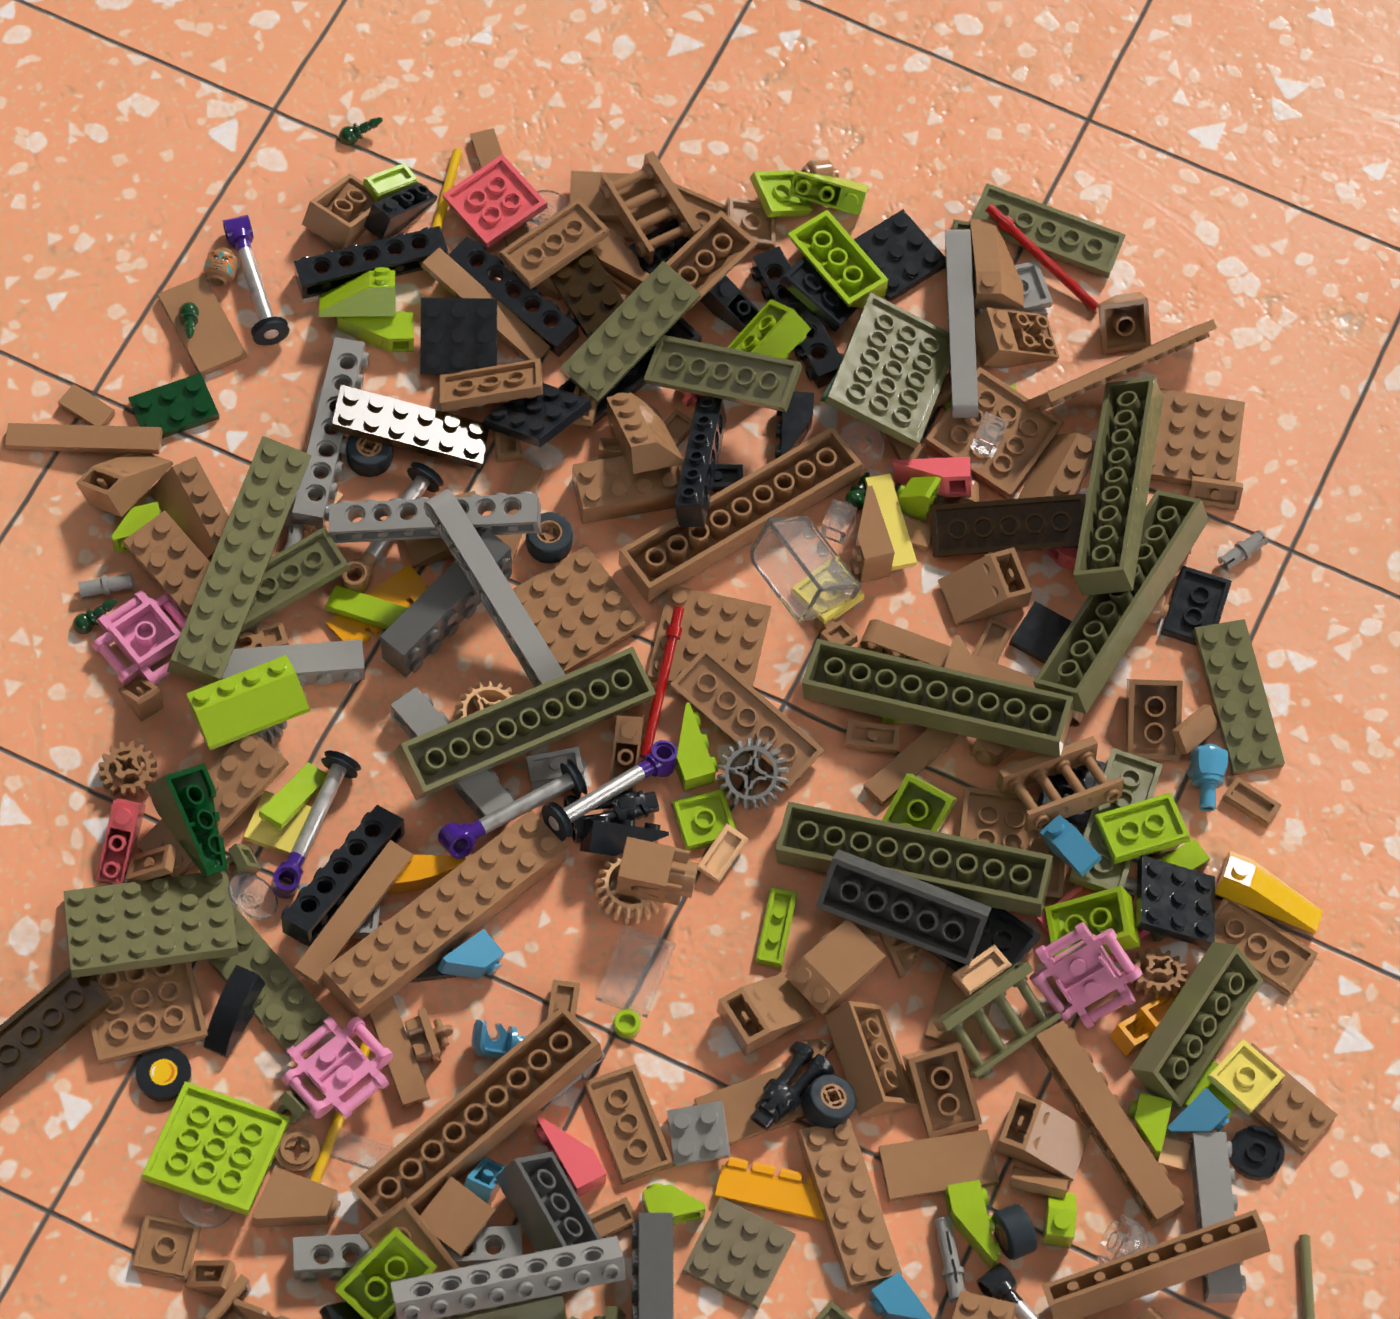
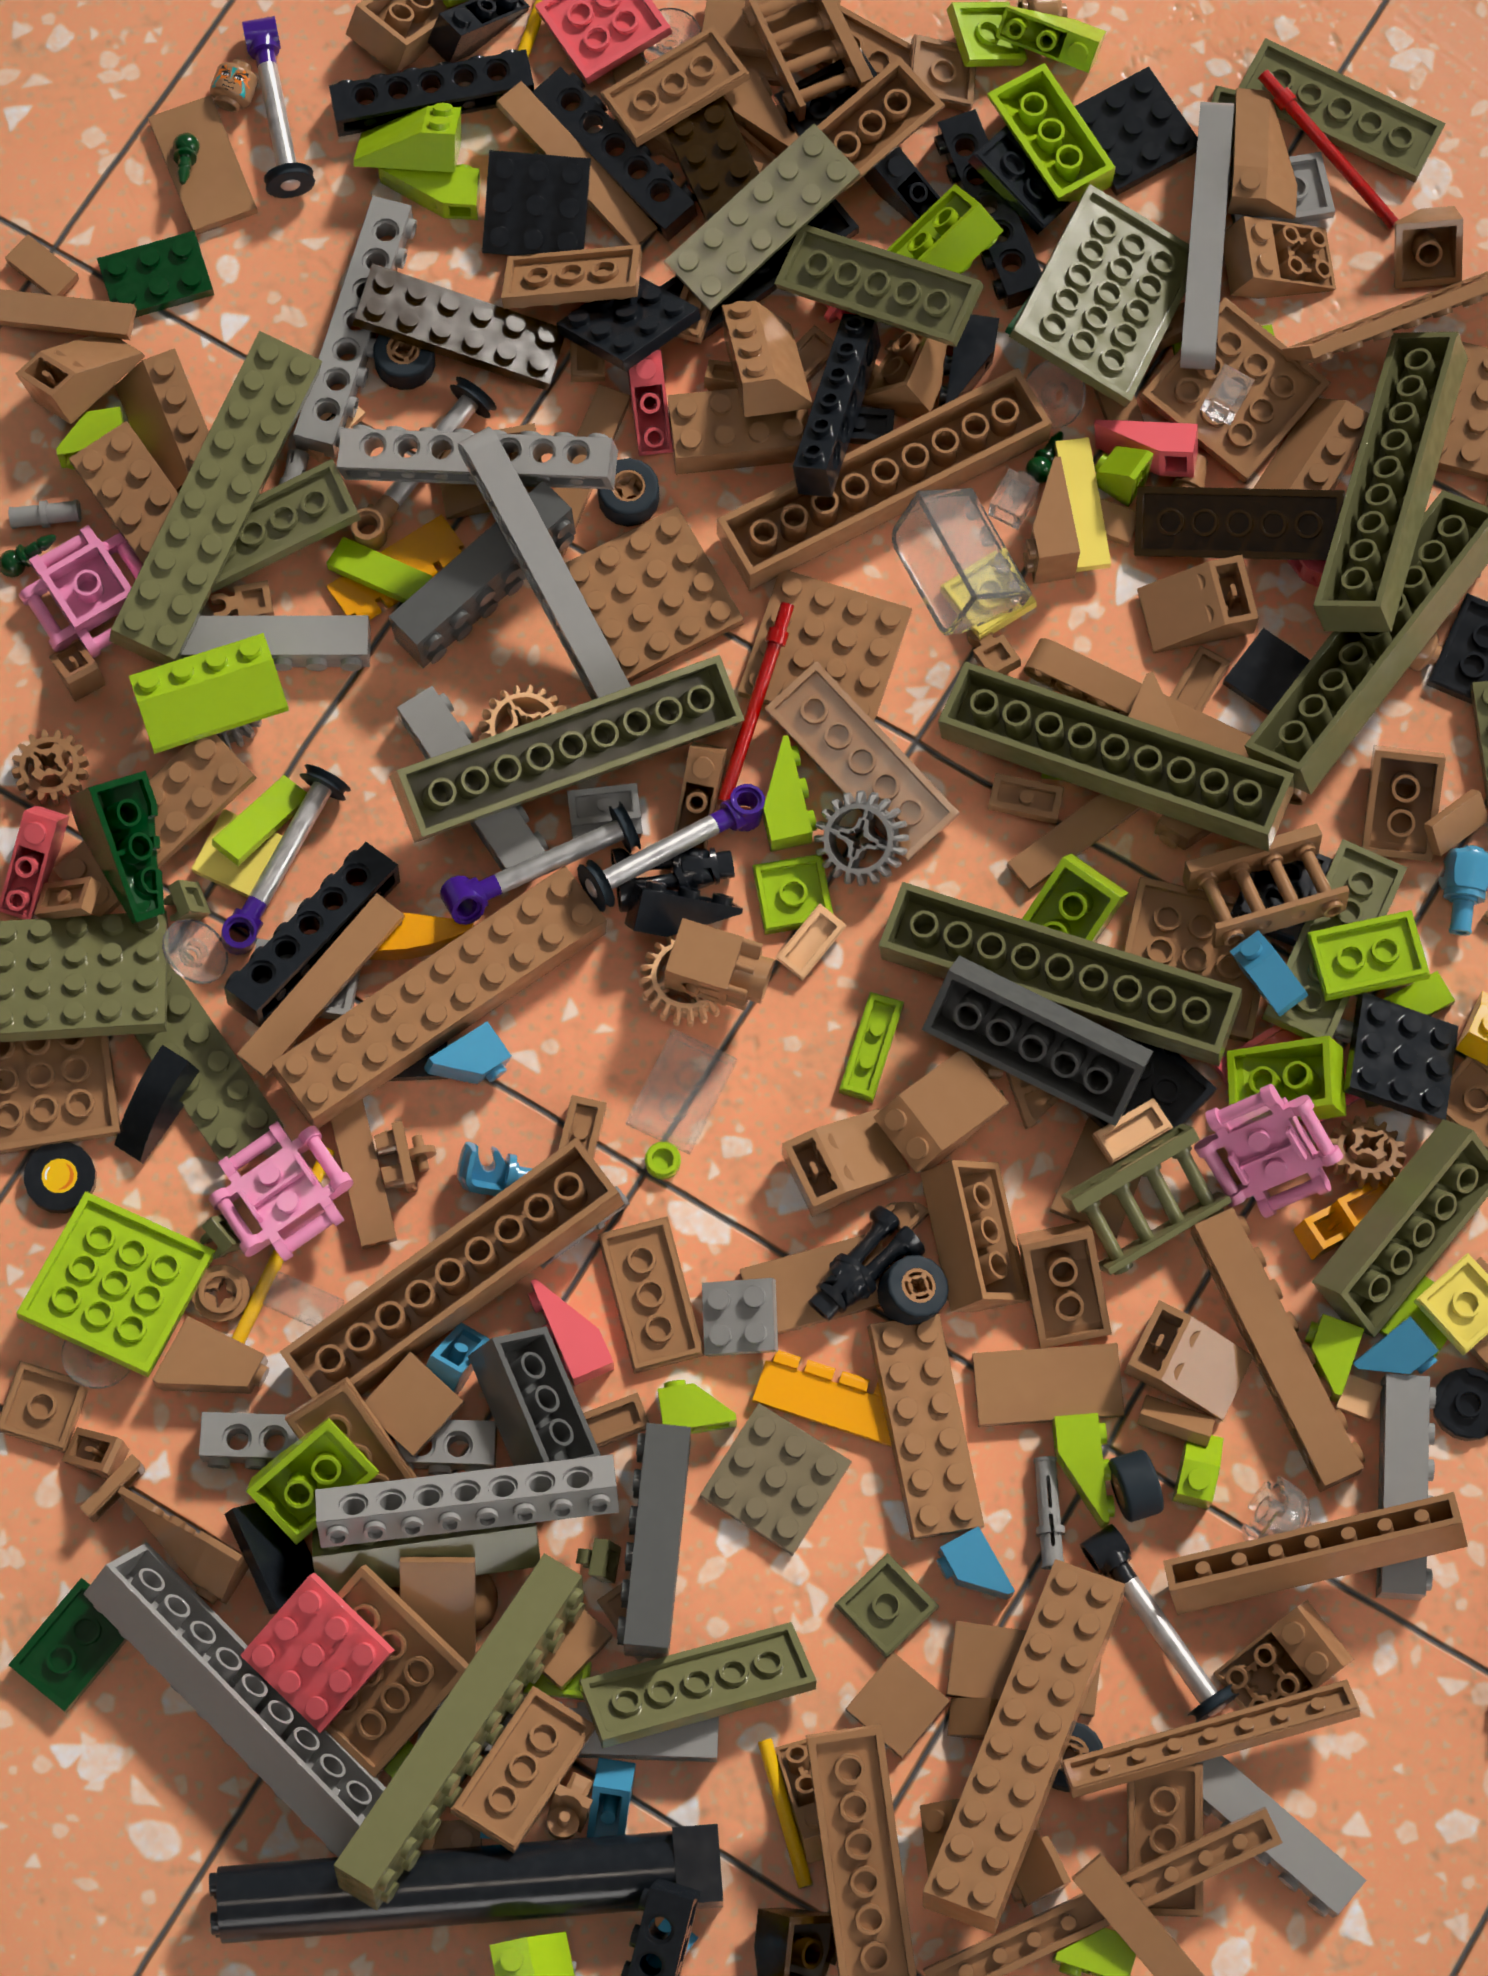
camera: 10 degrees right, 10 degrees up
(558, 473) = (650, 405): none -> coral slope
(751, 438) = (907, 376): none -> medium nougat wedge

